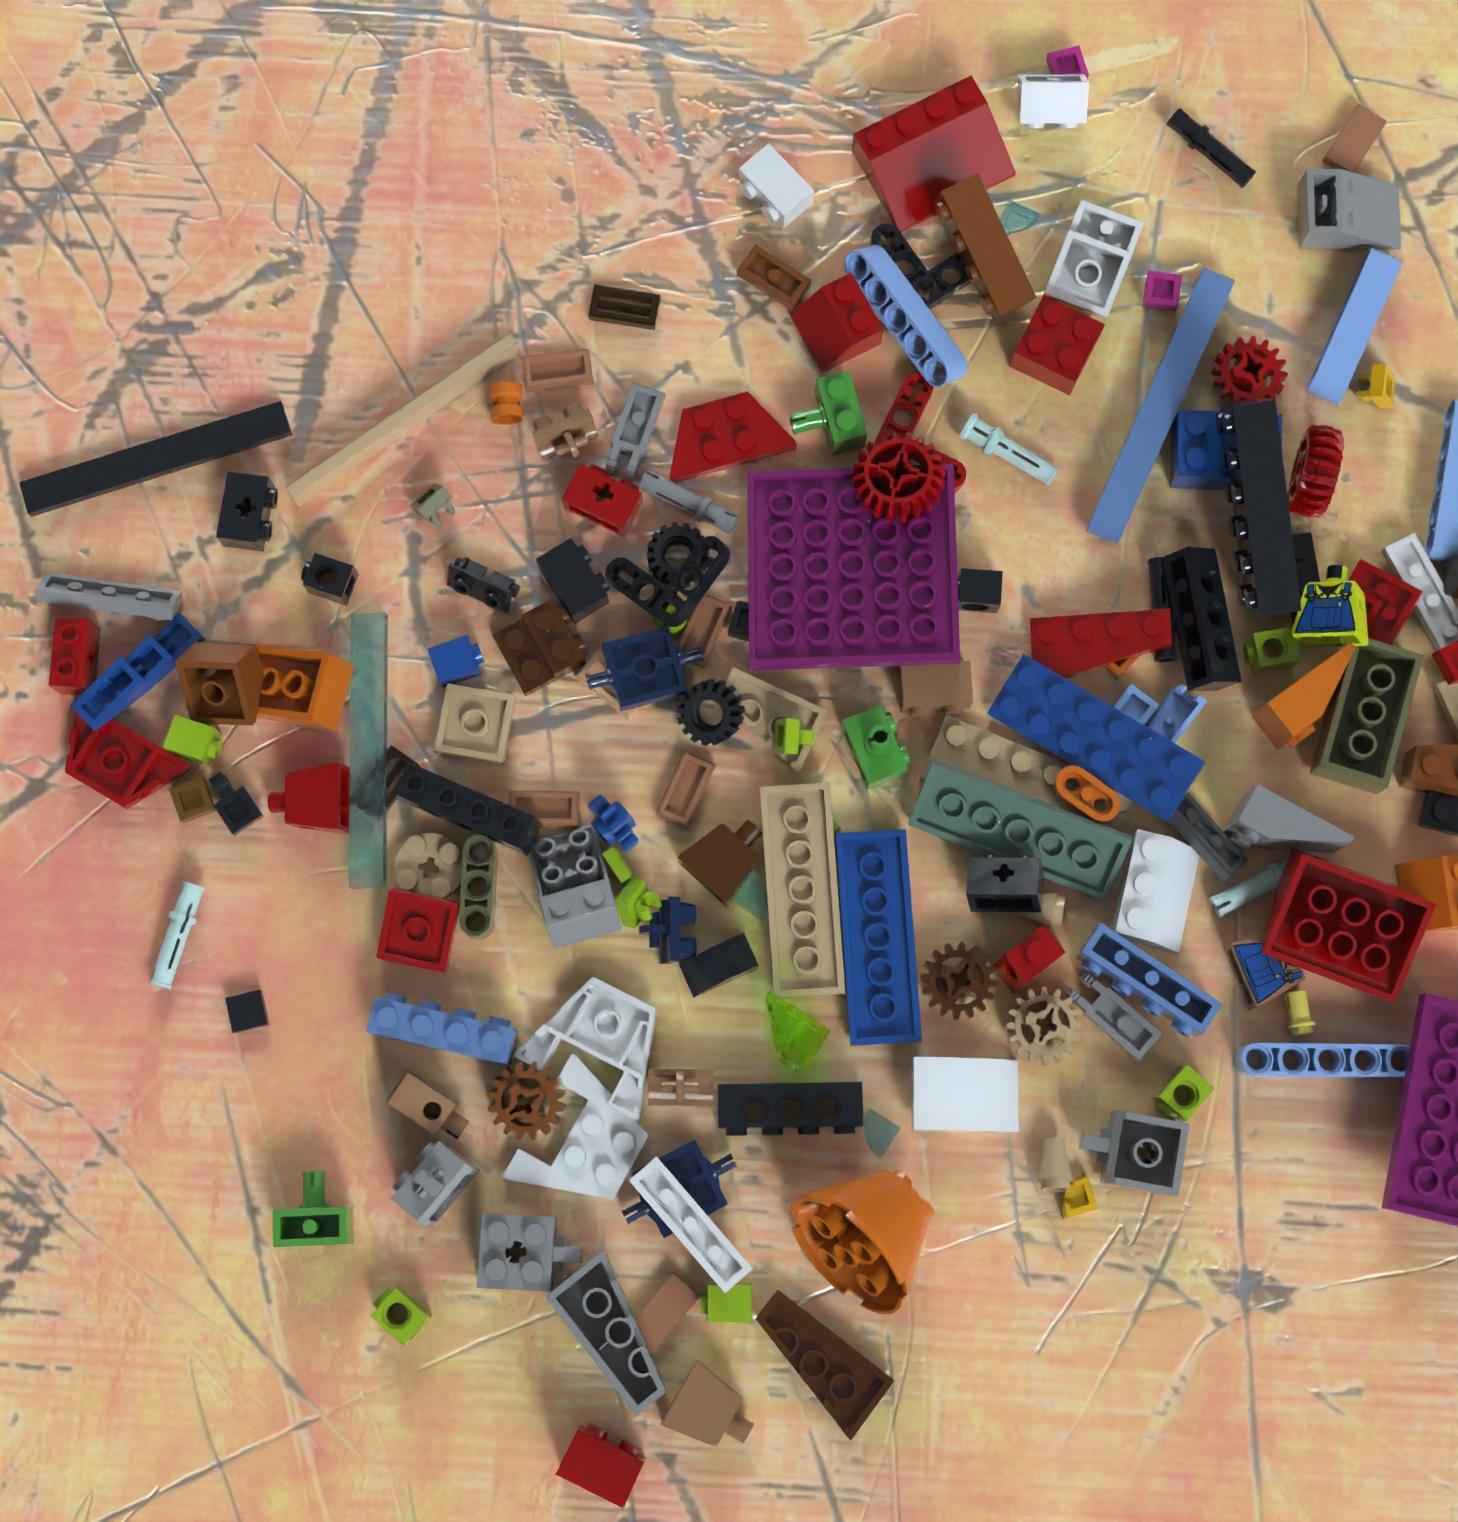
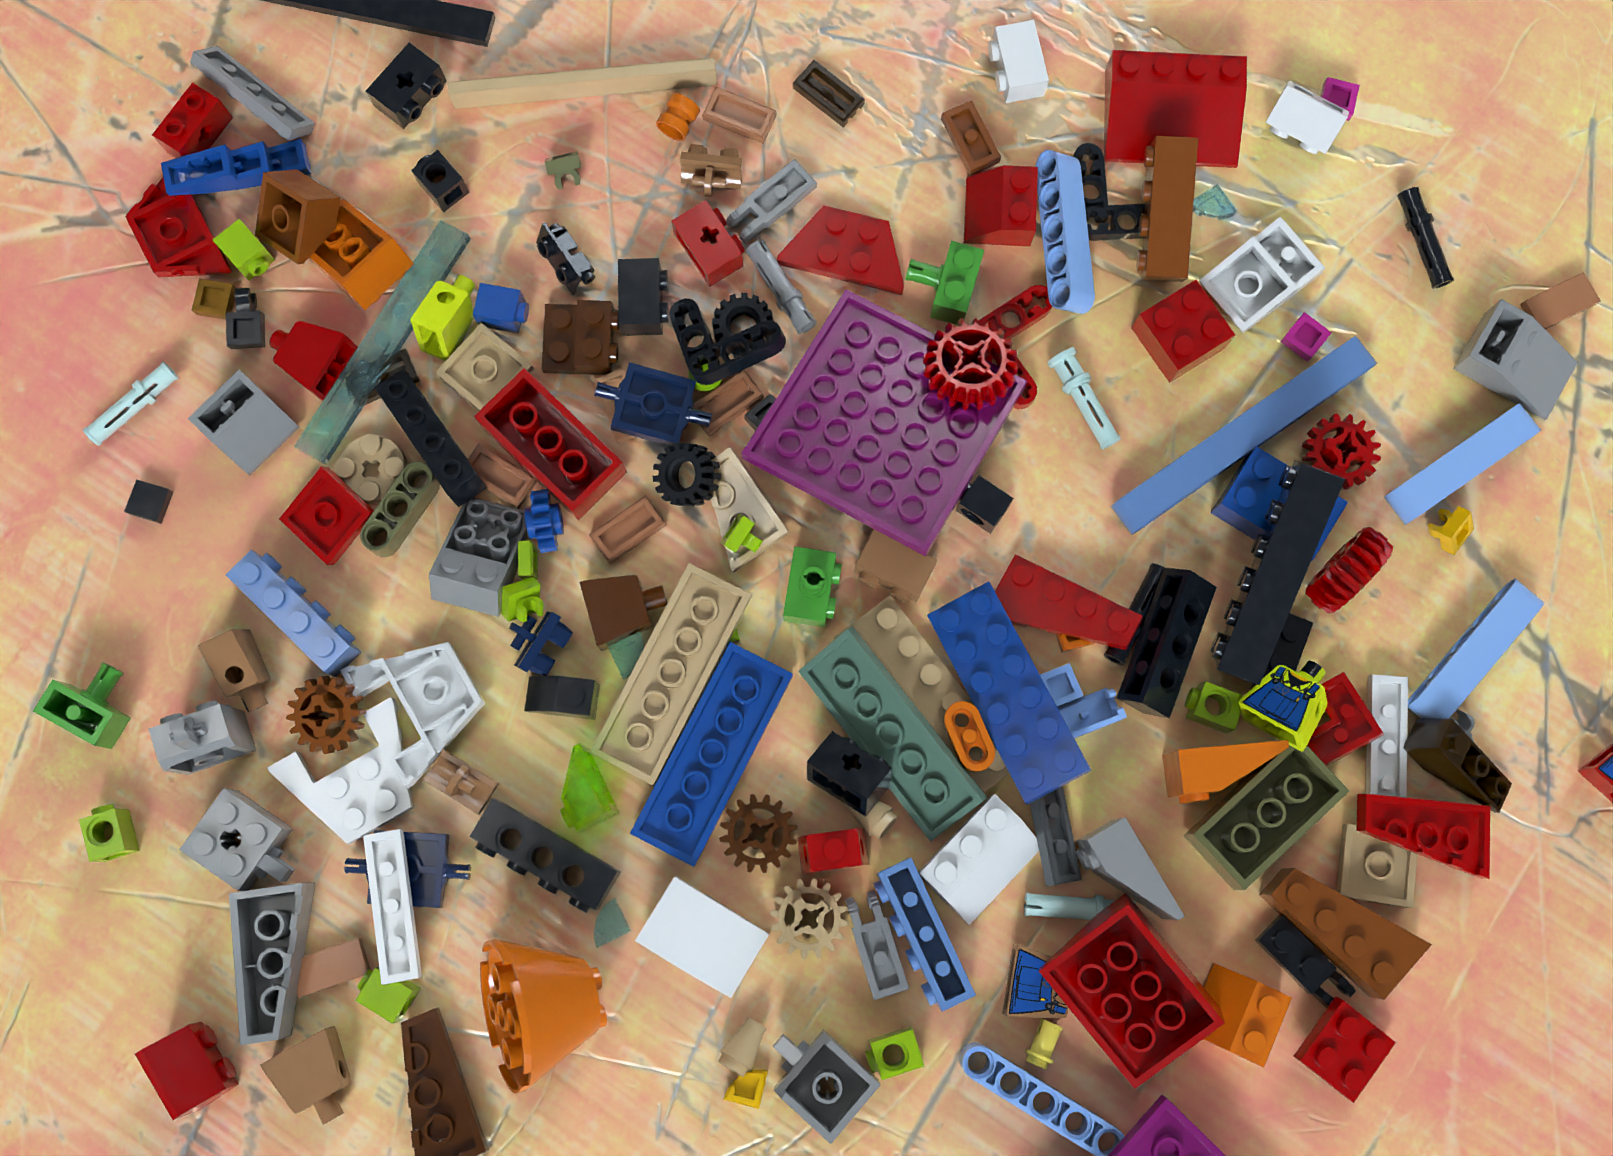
camera: 30 degrees right, 0 degrees up
(293, 891) = (243, 422): none -> light grey slope
(413, 697) = (444, 317): none -> neon yellow torso
(576, 753) = (551, 444): none -> red brick

